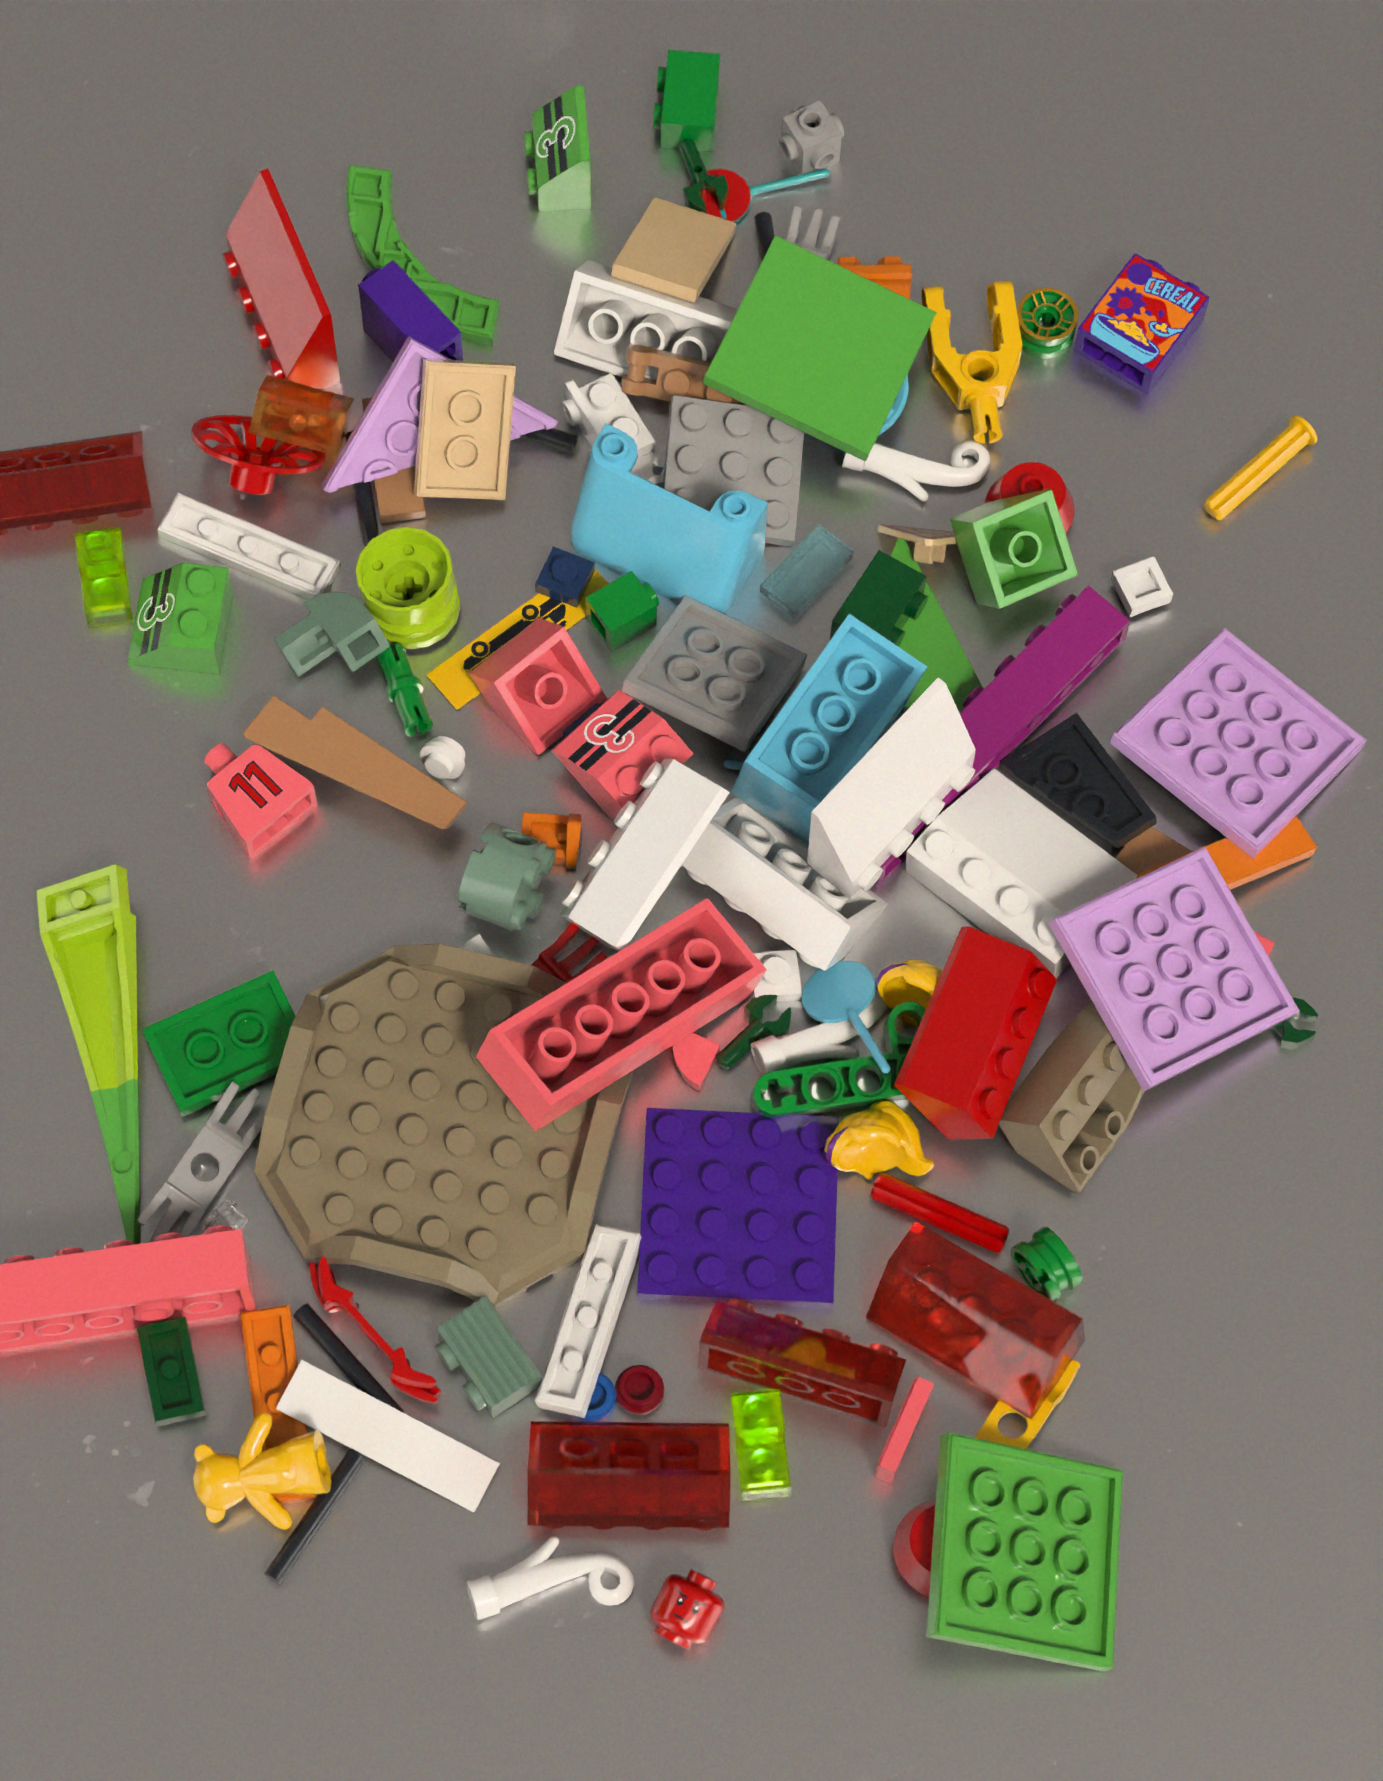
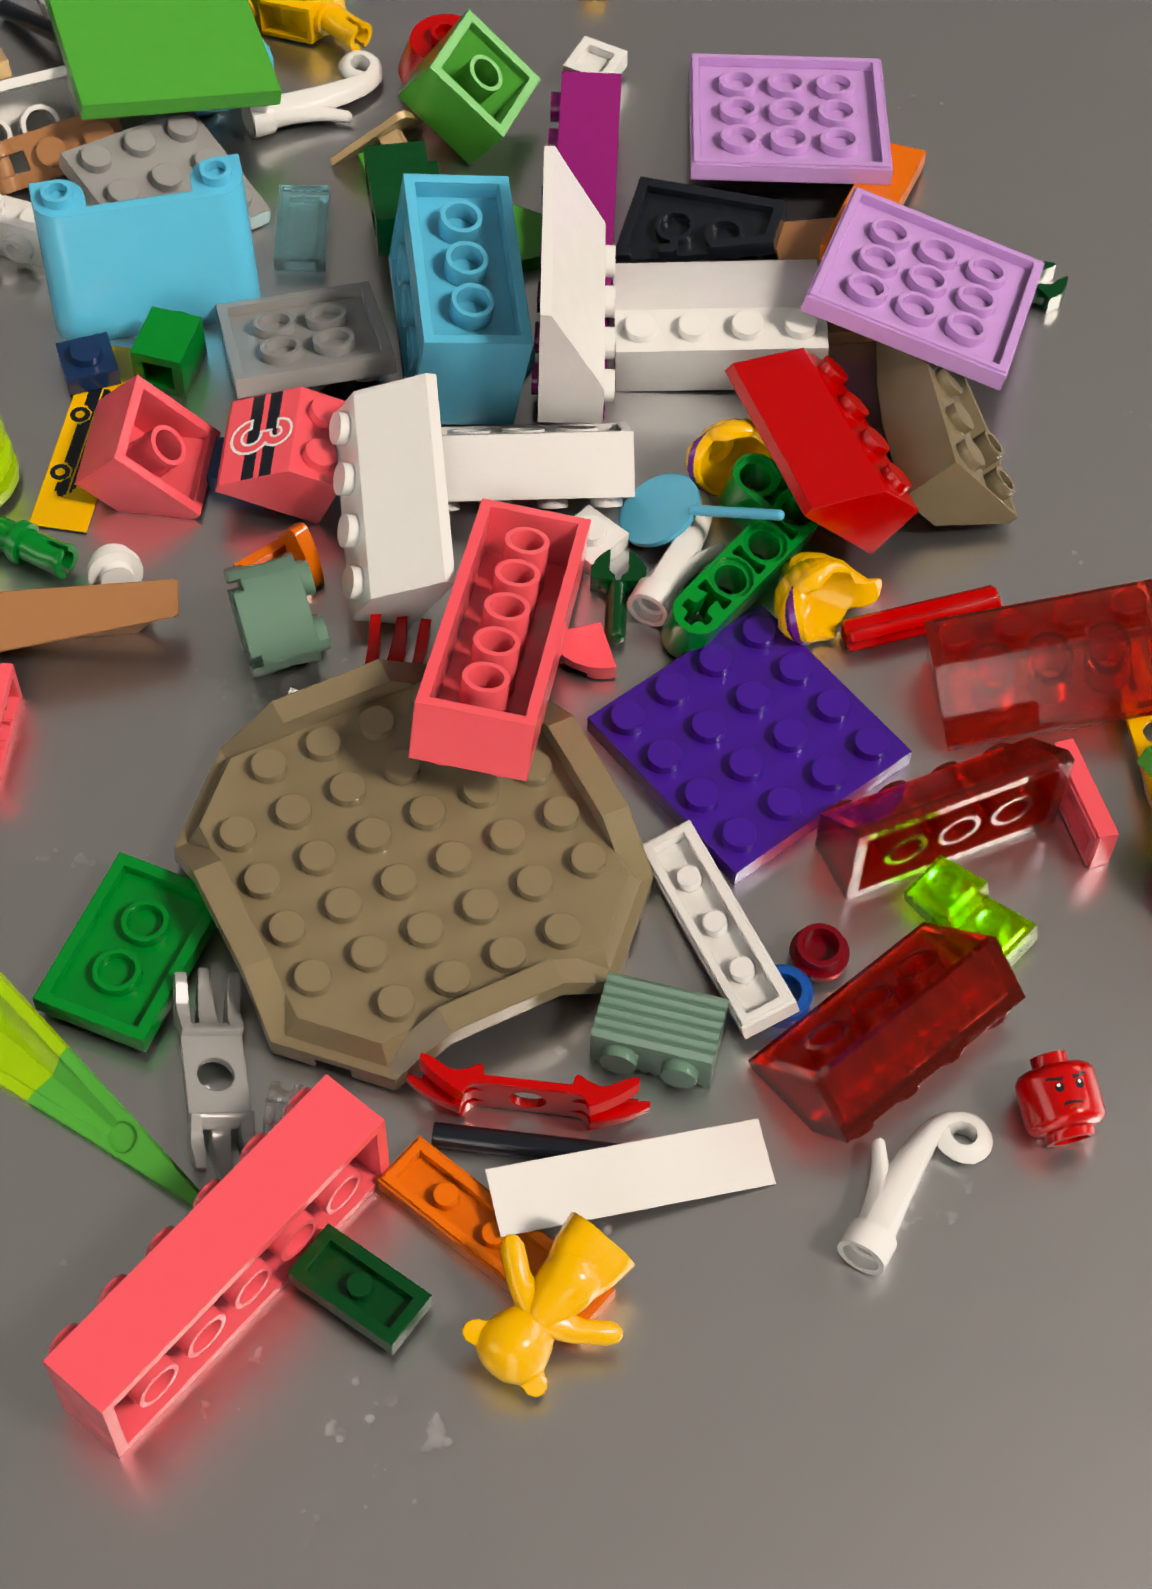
camera: 40 degrees left, 10 degrees down
(314, 1517) = (634, 1318): black bar -> none
(1046, 1264) = (1054, 572): green wheel -> none

